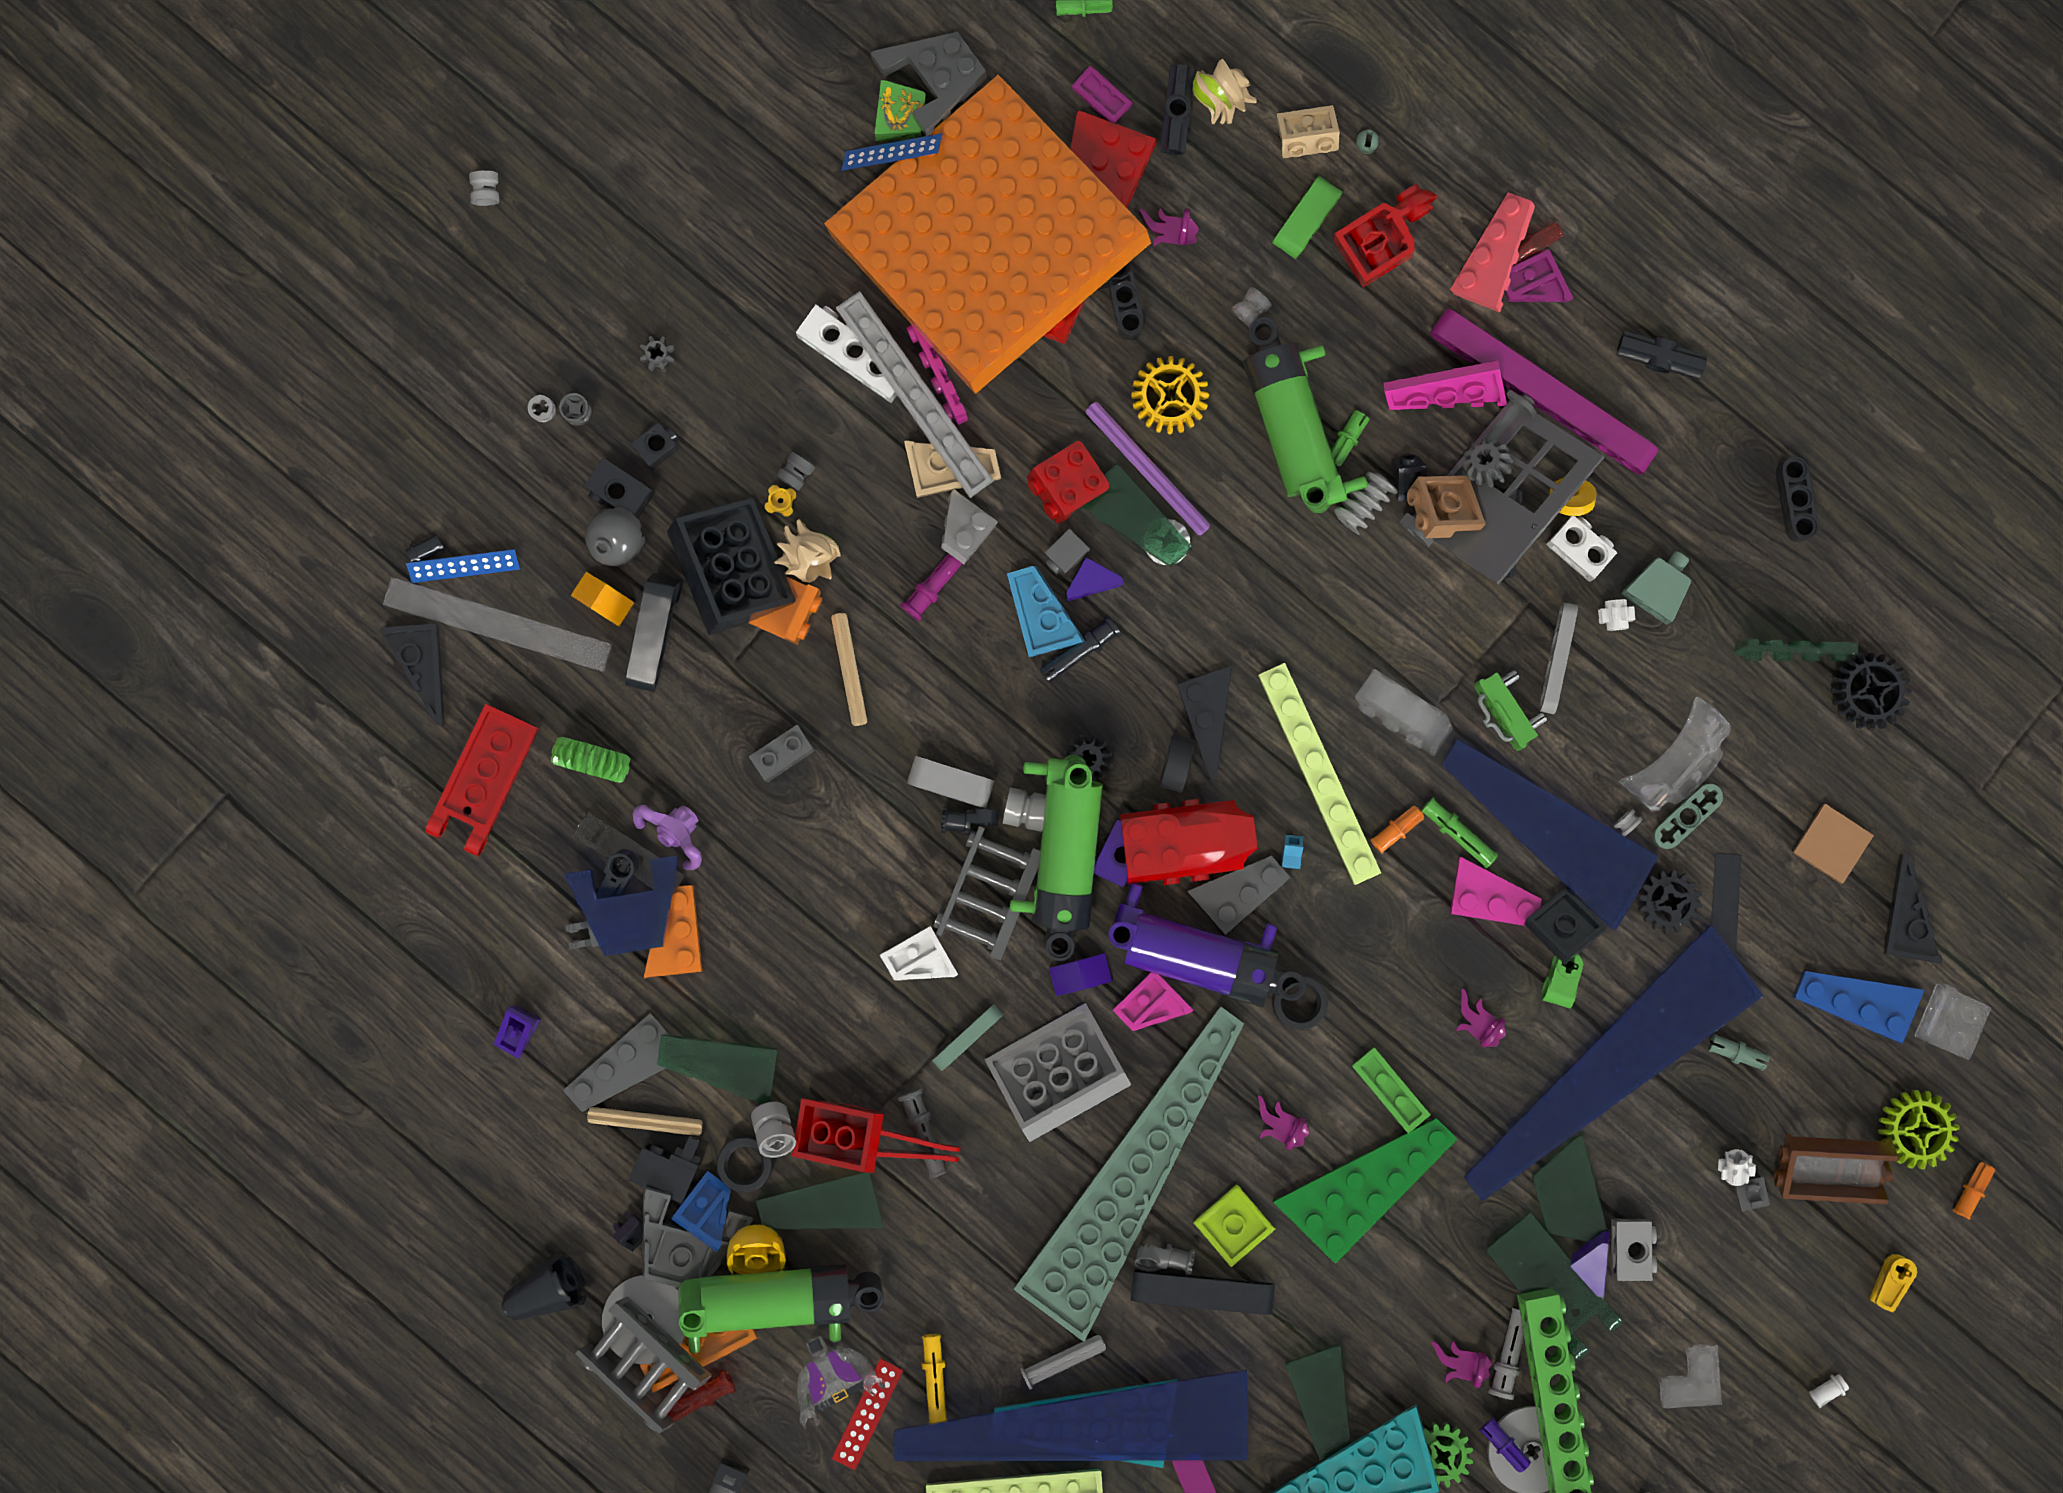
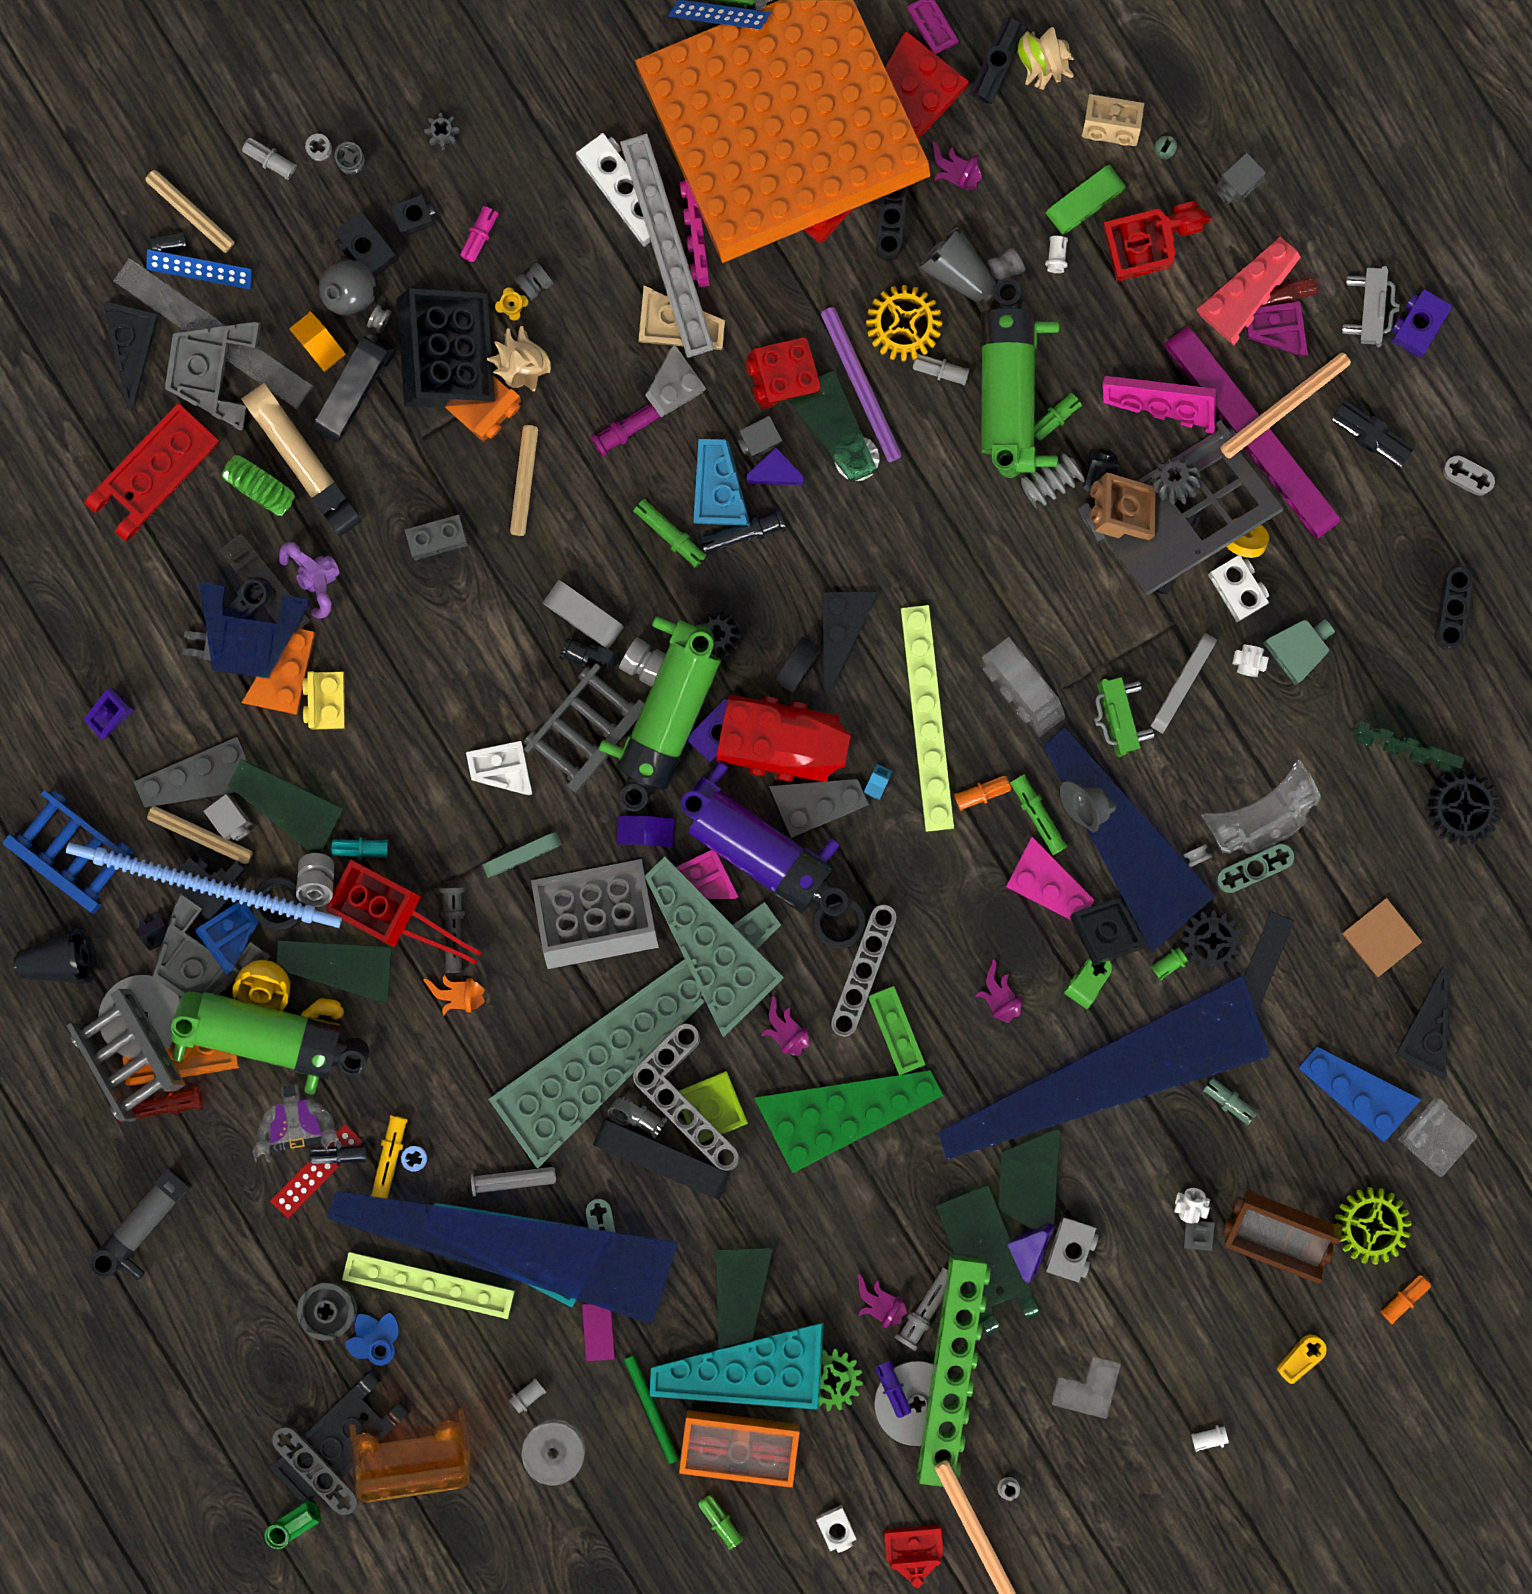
camera: 15 degrees right, 0 degrees up
(435, 512) = (189, 211): none -> tan axle
(494, 661) = (199, 365): none -> dark grey wing
(496, 435) = (269, 158): none -> light grey axle
(528, 1208) = (43, 862): none -> blue fence
(555, 1176) = (101, 856): none -> light blue hose
(624, 720) = (301, 459): none -> tan piece
(655, 557) = (379, 318): none -> light grey bush
(668, 1097) = (229, 818): none -> light grey brick
(725, 948) = (325, 700): none -> light yellow bracket
(726, 442) = (478, 234): none -> dark pink axle
(807, 1082) = (359, 848): none -> teal axle
(822, 1251) = (324, 1007): none -> yellow arm
(892, 1389) = (345, 1154): none -> black axle
(954, 1194) = (462, 994): none -> orange piece
(965, 1377) = (412, 1149): none -> light blue bush
(1019, 679) = (678, 541): none -> bright green pin
(1168, 1367) = (608, 1222): none -> sand green beam
(1196, 1077) = (720, 959): none -> sand green wing
(1205, 1231) = (680, 1103): none -> light grey beam
(1206, 322) = (959, 267): none -> dark grey cone
(1220, 428) = (941, 369): none -> light grey axle
(1297, 280) = (1057, 252): none -> white pin
(1343, 1056) = (863, 956): none -> light grey beam
(1452, 149) = (1240, 180): none -> dark grey brick
(1505, 809) = (1086, 805): none -> dark grey piece
(1569, 355) = (1285, 405): none -> light nougat axle
(1621, 230) = (1374, 306): none -> light grey piece
(1635, 936) = (1169, 963): none -> bright green pin
(1683, 218) = (1432, 310): none -> dark purple brick
(1768, 358) = (1465, 481): none -> light grey beam

